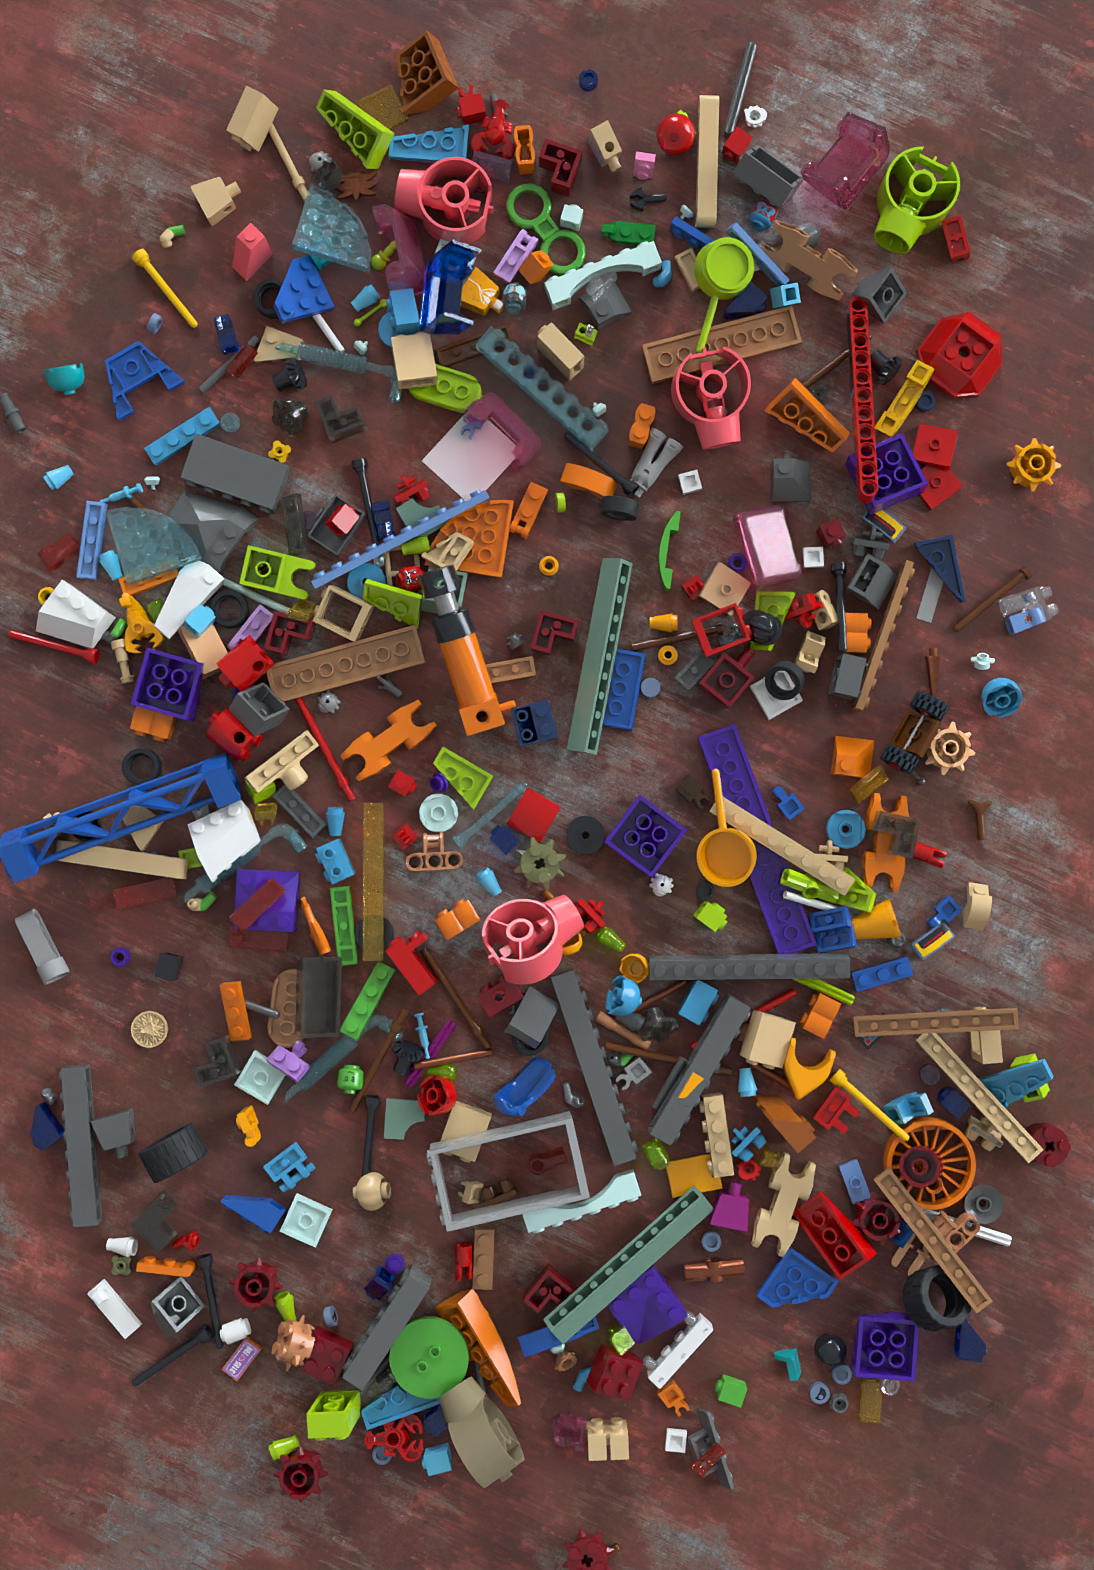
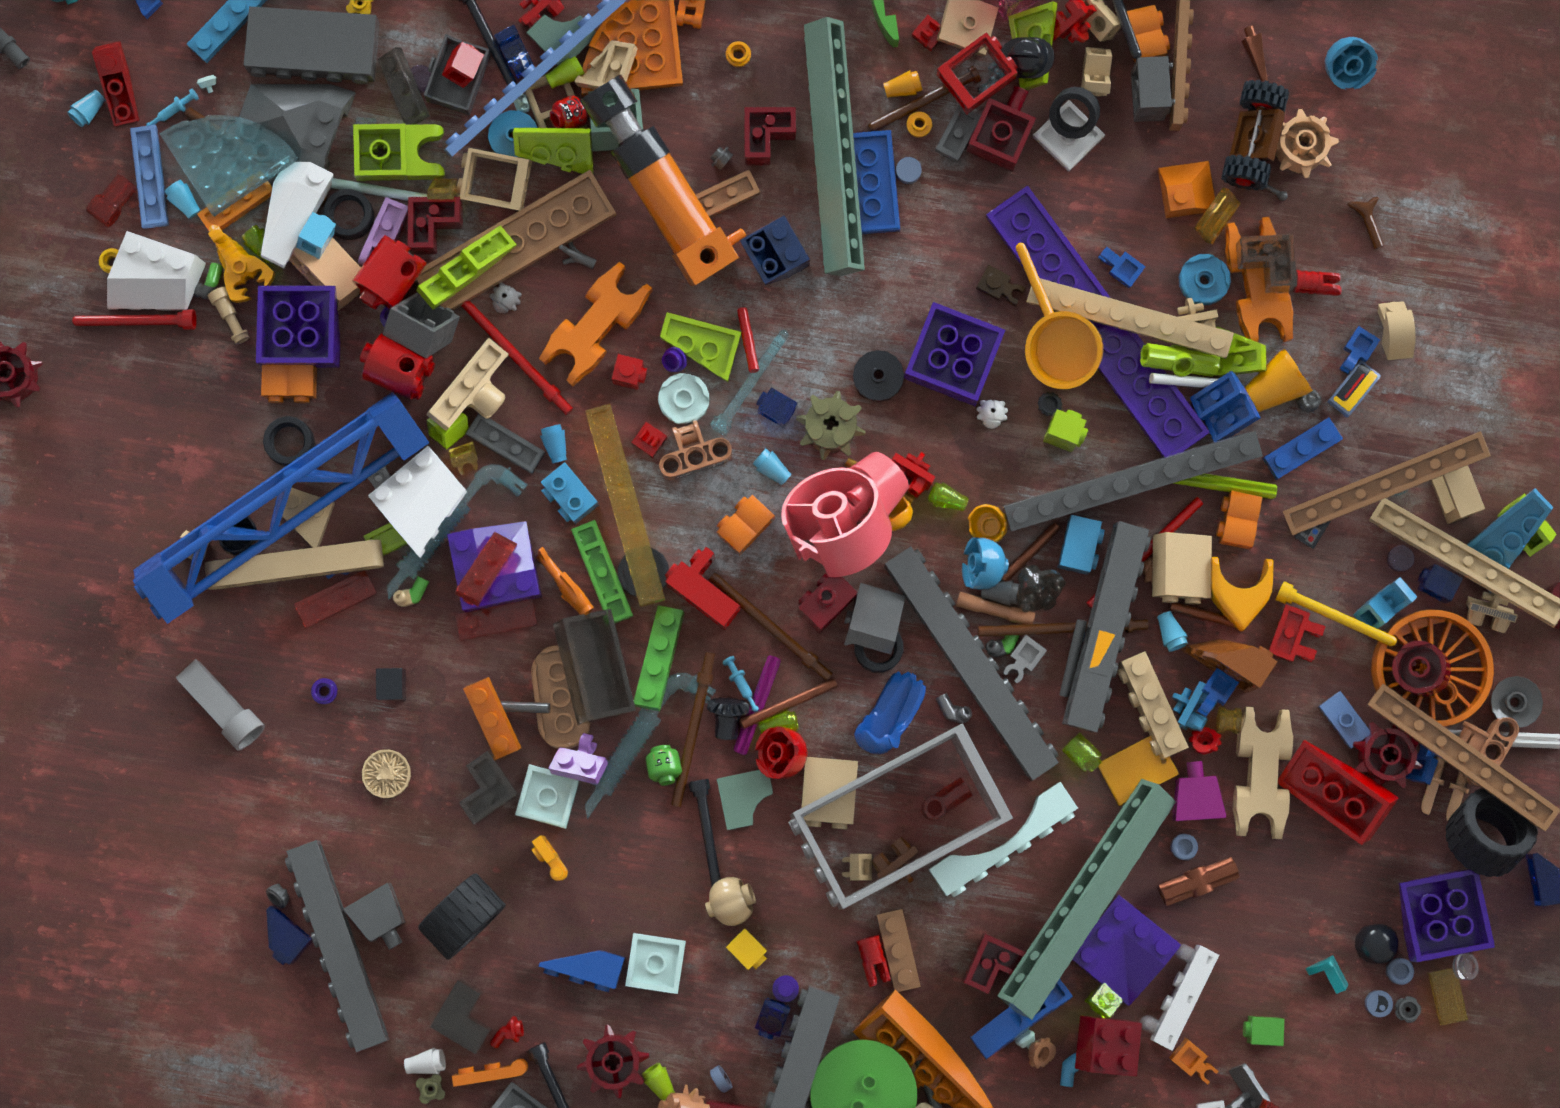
camera: 20 degrees left, 5 degrees down
(84, 462) = (116, 82): none -> red slope
(285, 1162) = (608, 896): dark azure plate -> none
(303, 674) = (466, 267): none -> lime slope
(374, 1229) = (747, 949): none -> yellow brick
(497, 779) = (748, 341): none -> red piece
(533, 814) = (805, 367): red slope -> none
(768, 1138) = (1218, 690): none -> blue plate
(795, 1281) = (1306, 867): blue plate -> none
(982, 661) = (1314, 26): light aqua plate -> none

